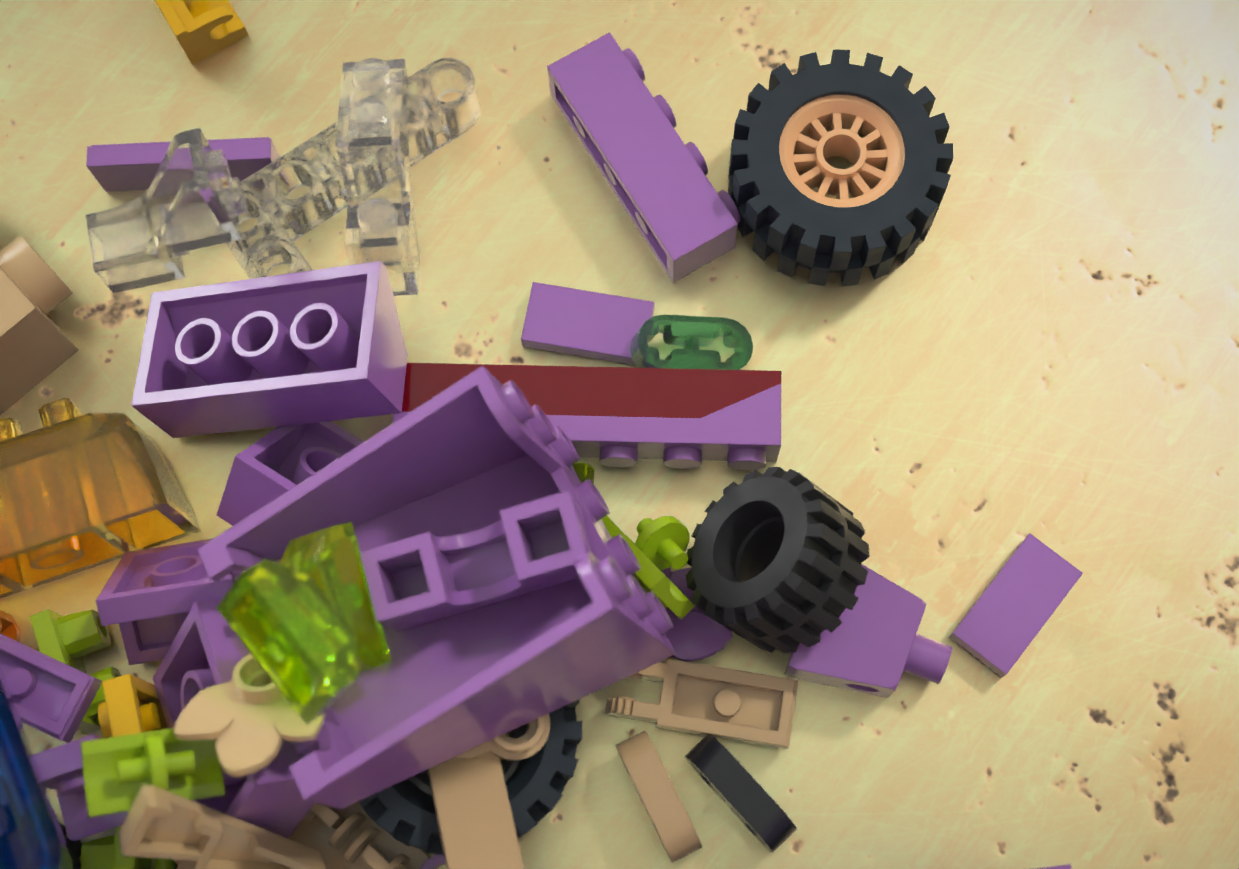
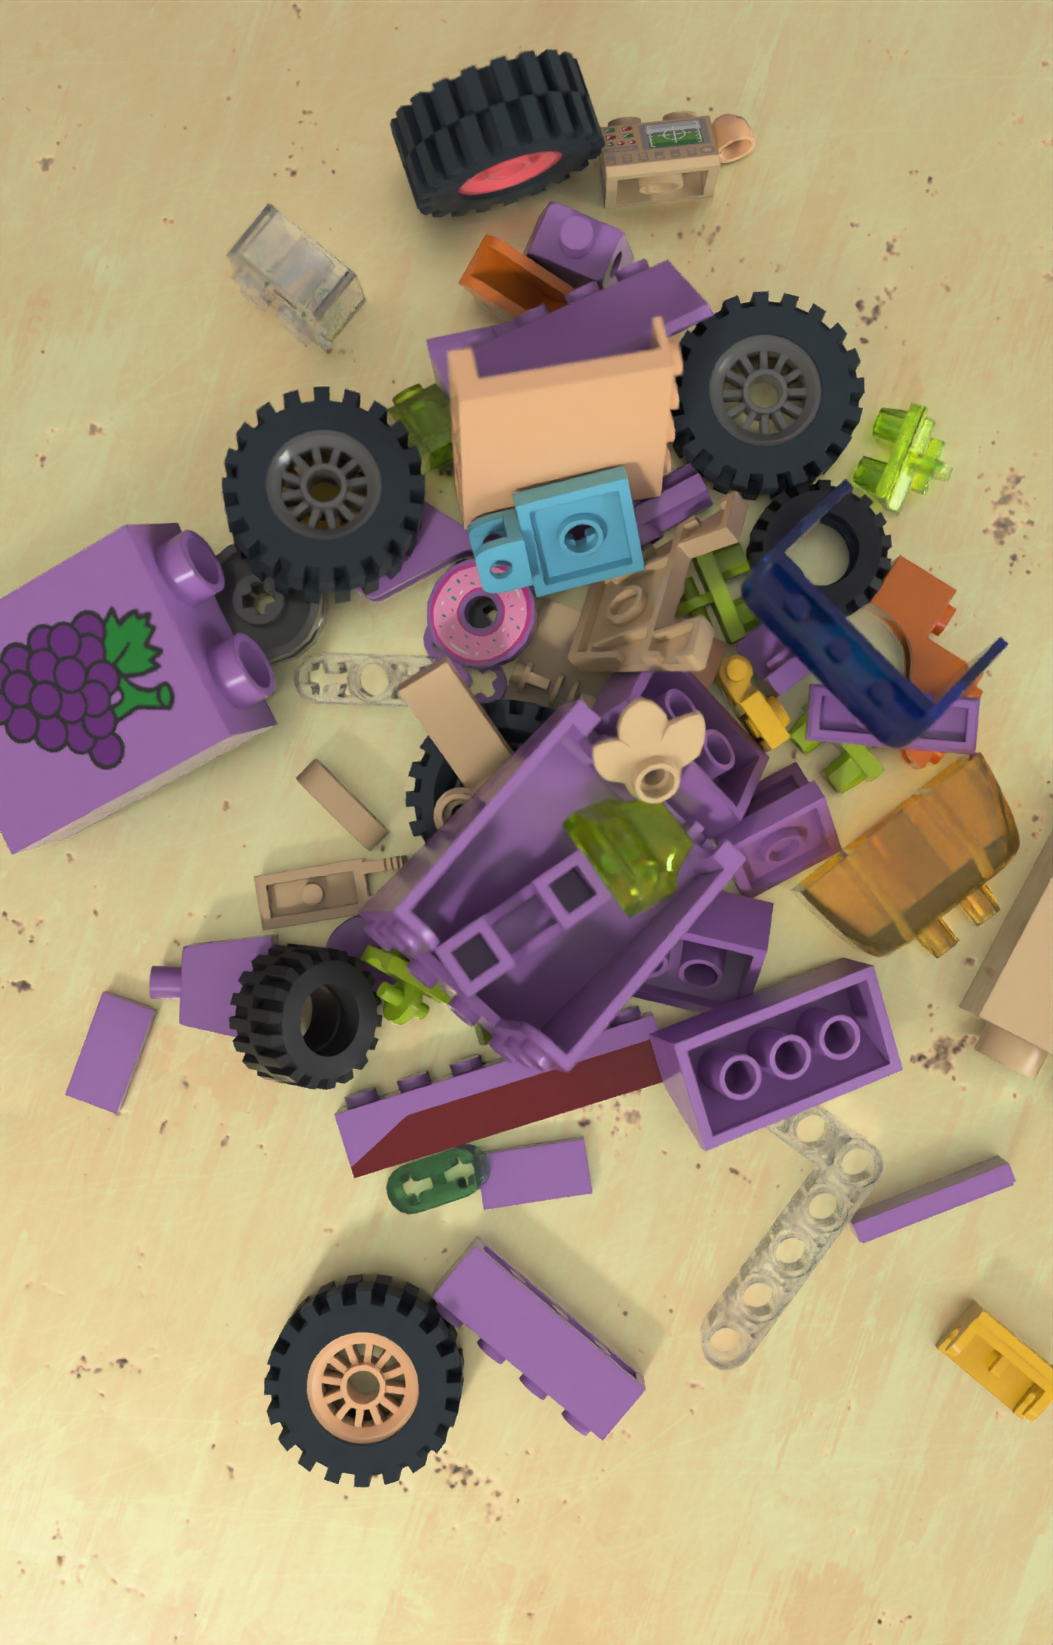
camera: 155 degrees right, 15 degrees up
(122, 764) = (730, 677): lime hips -> none
(184, 209) = (905, 1146): clear arch -> none
(293, 635) = (631, 813): clear neon green slope -> none
(376, 170) = (753, 1243): clear arch -> none
(740, 792) = (280, 829): black beam -> none

